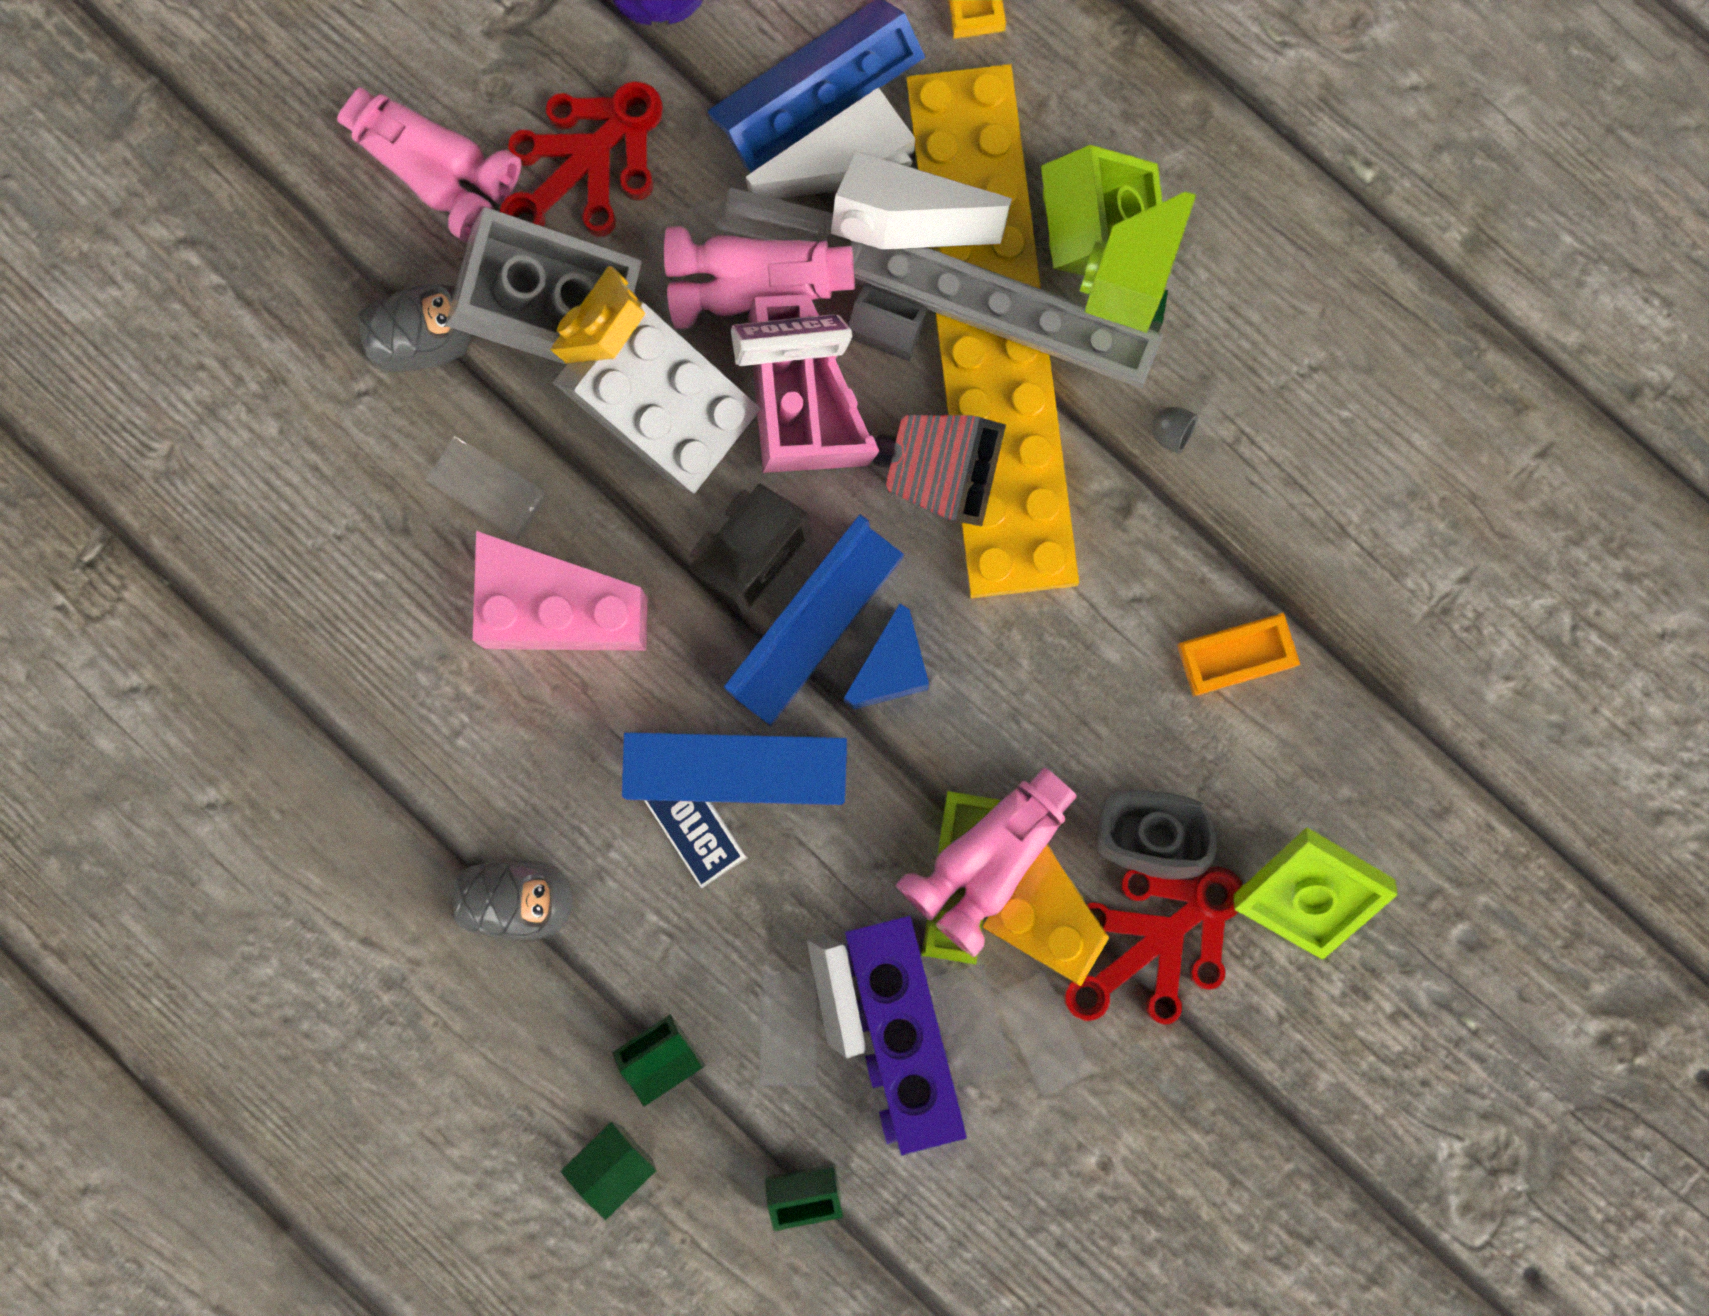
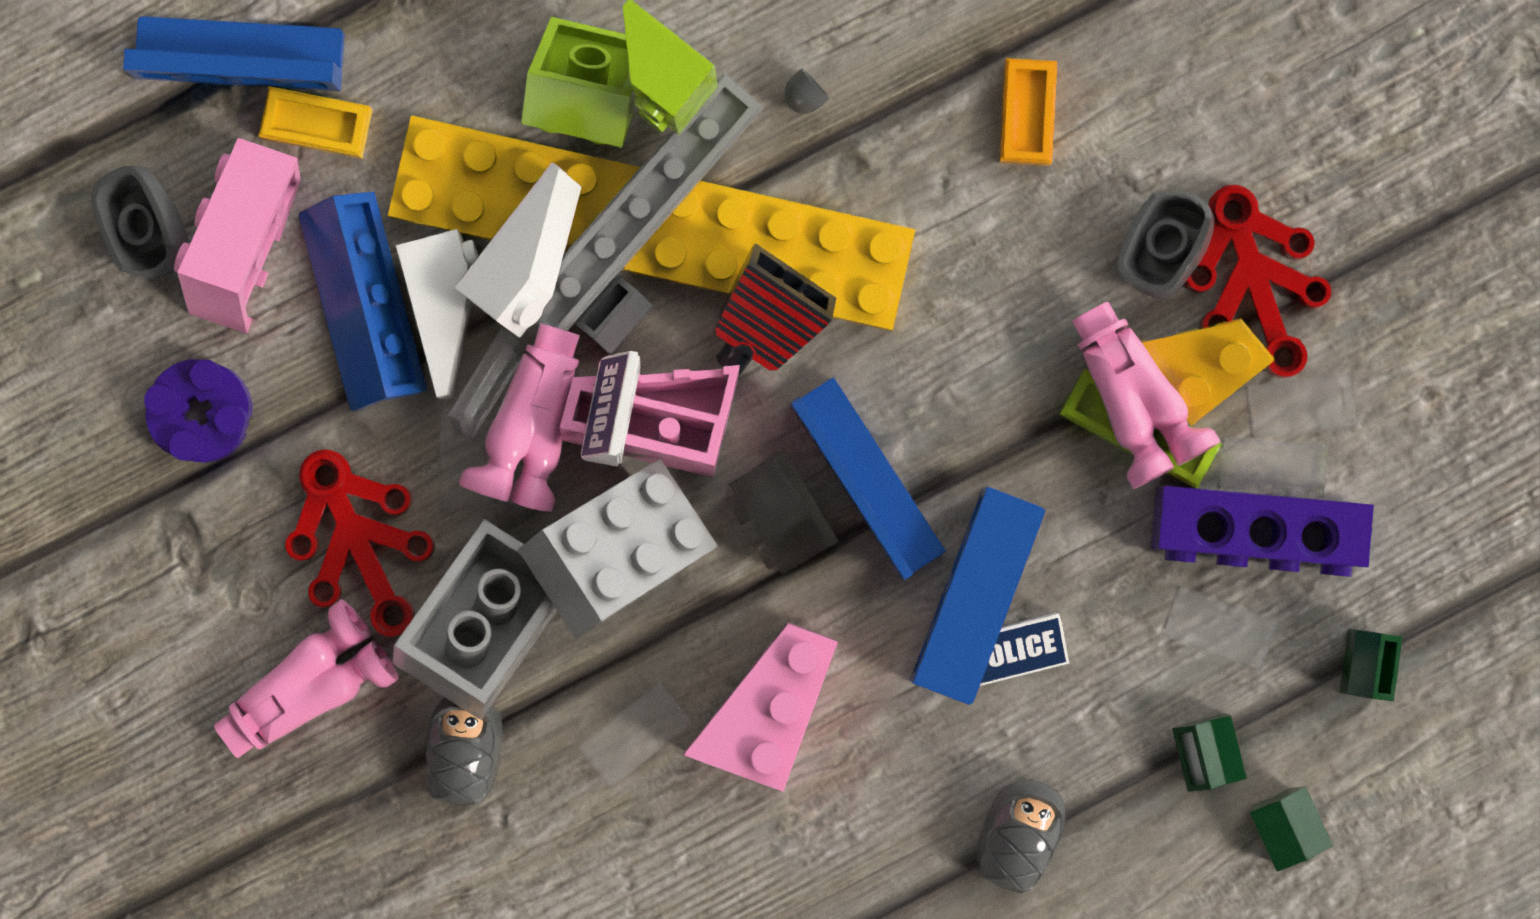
camera: 80 degrees left, 5 degrees up
(601, 322) = (541, 573): yellow wing -> none
(836, 995) = (1209, 575): tile -> none
(892, 667) = (933, 422): blue slope -> none
(1315, 893) = (1267, 125): lime tile -> none

